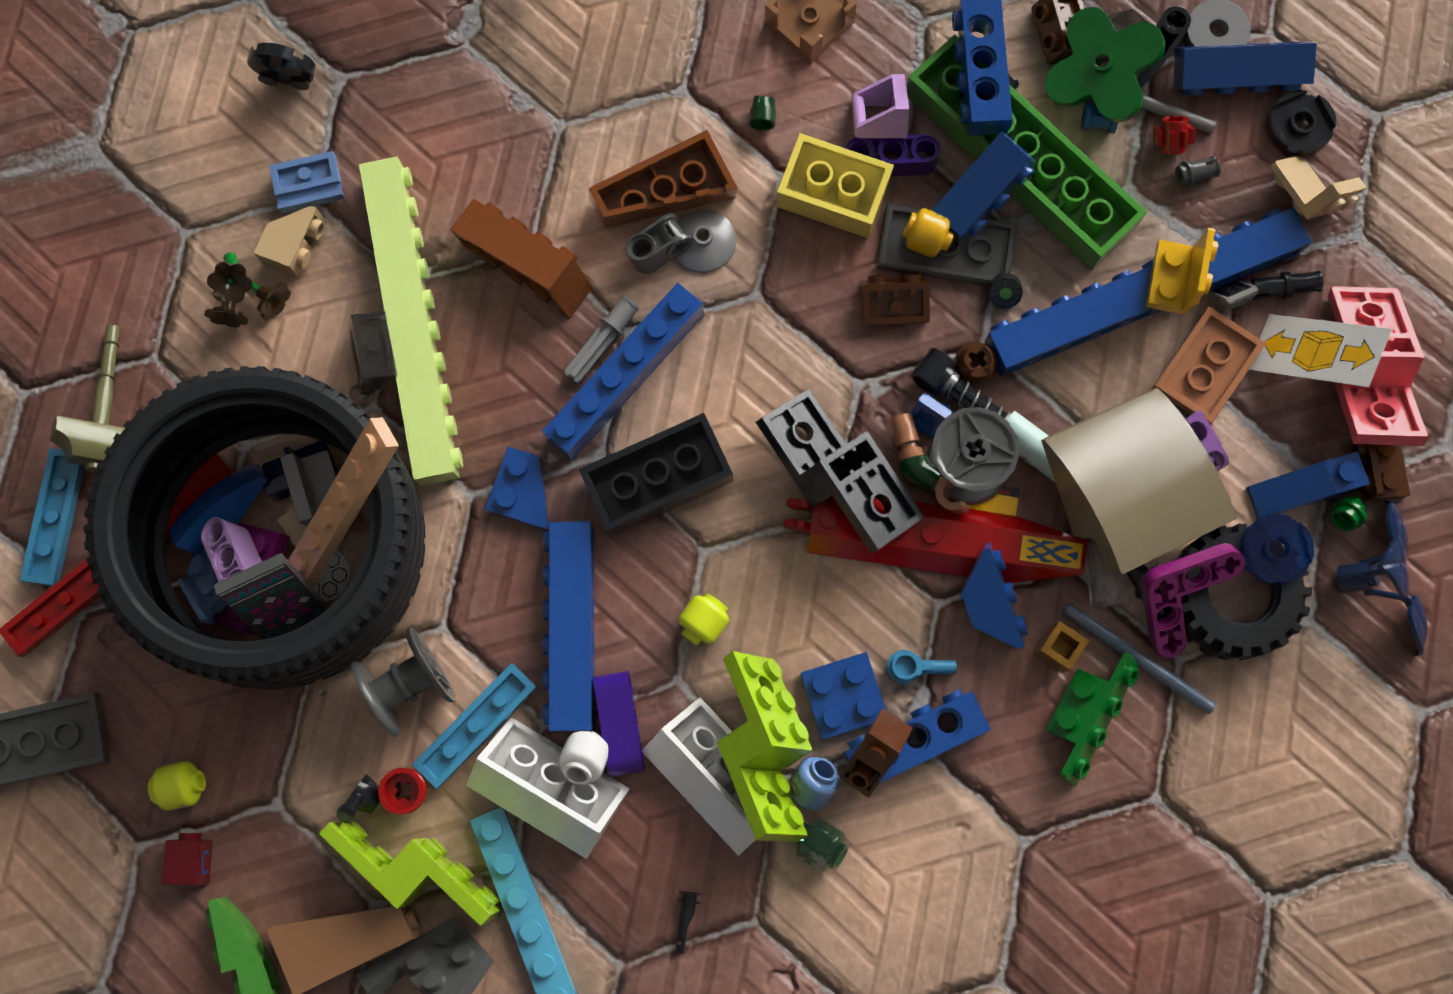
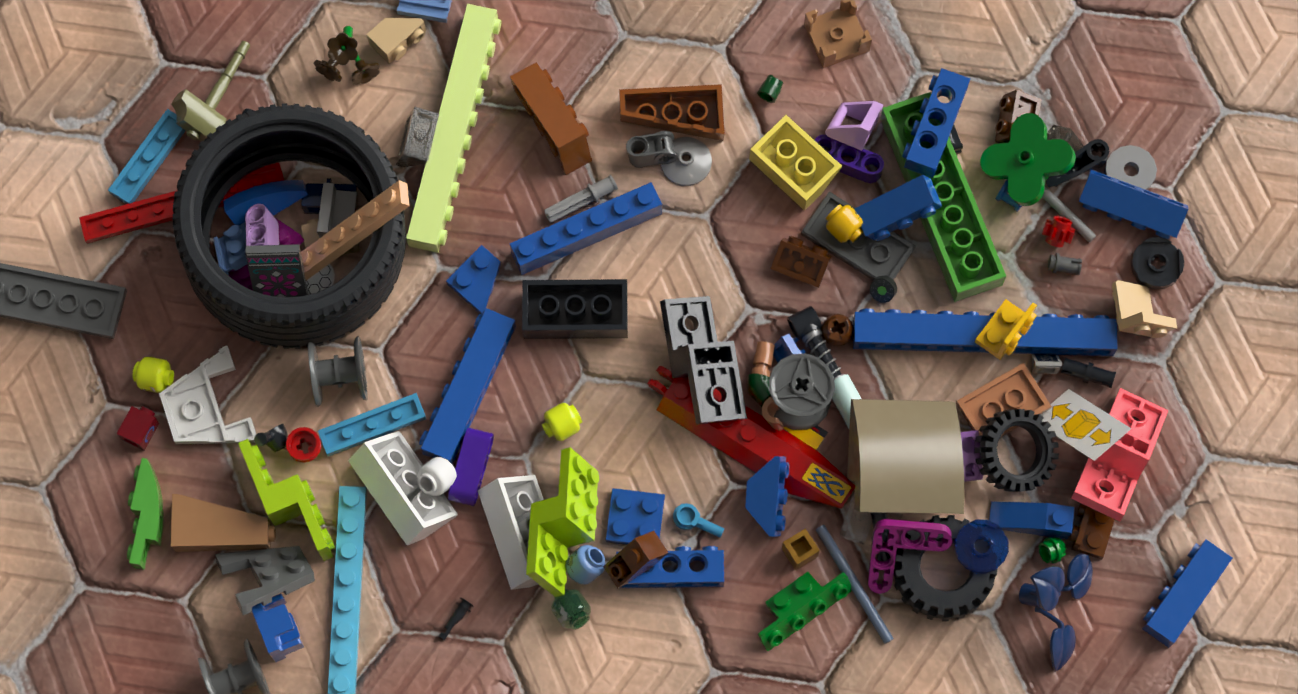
camera: 20 degrees right, 5 degrees down
(248, 806) = (194, 408): none -> white wing
(1285, 406) = (1044, 450): none -> black tyre

